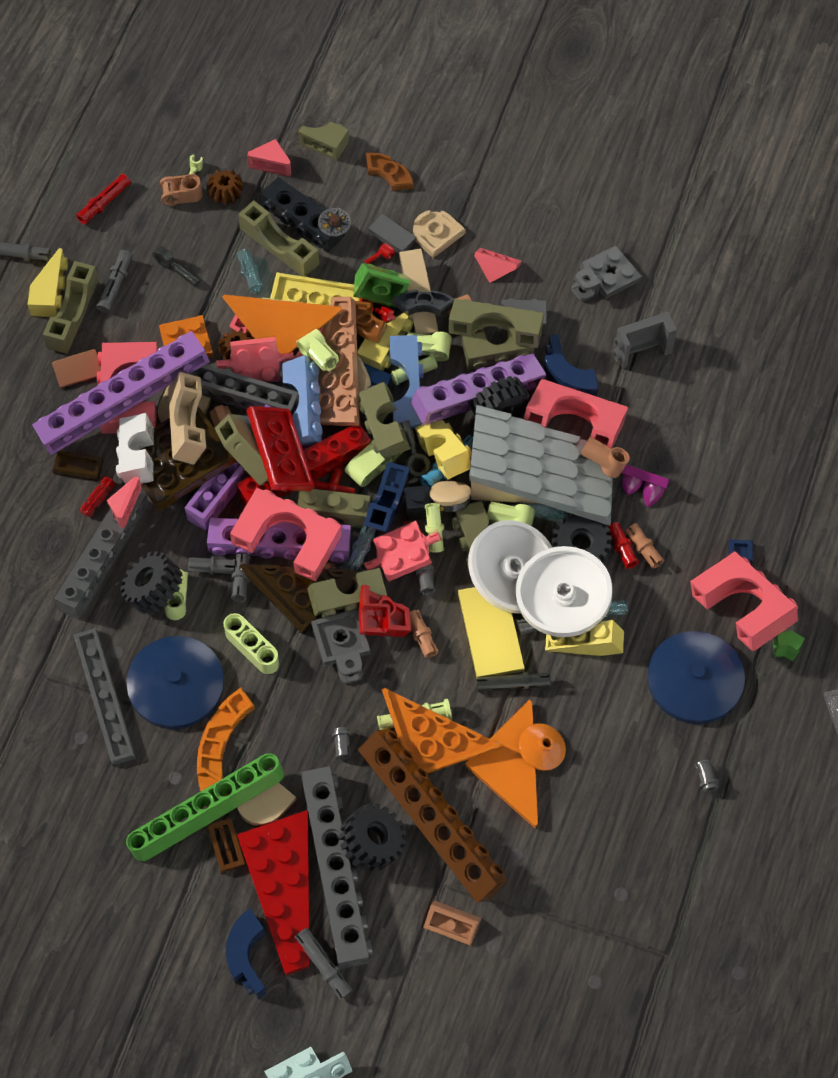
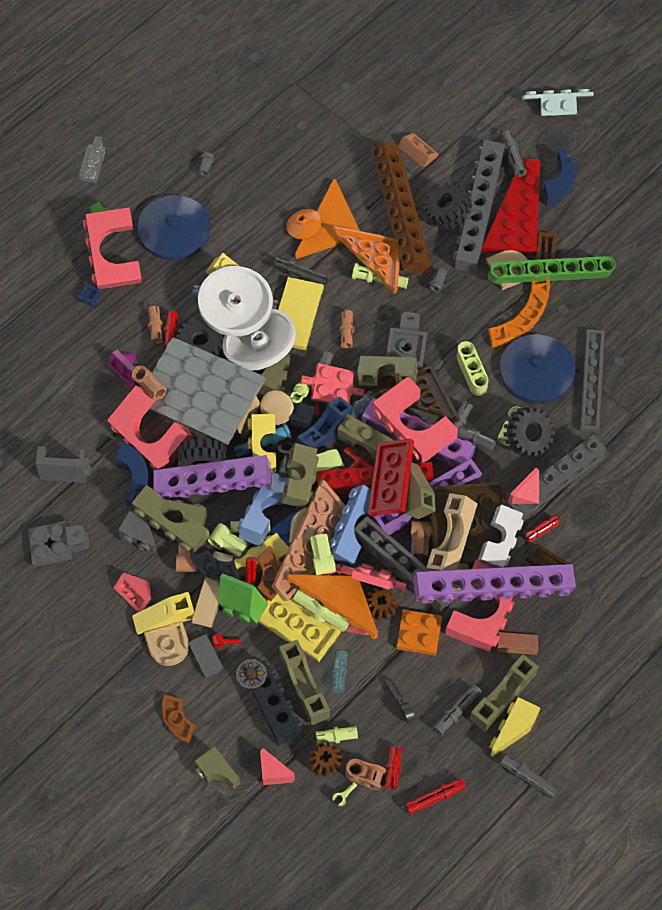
camera: 155 degrees left, 0 degrees up
(155, 207) = (393, 768): none -> red pin
(224, 215) = (336, 735): none -> yellowish green pin
(381, 615) = (370, 344): red slope -> none
(451, 249) = (164, 613): none -> light yellow slope

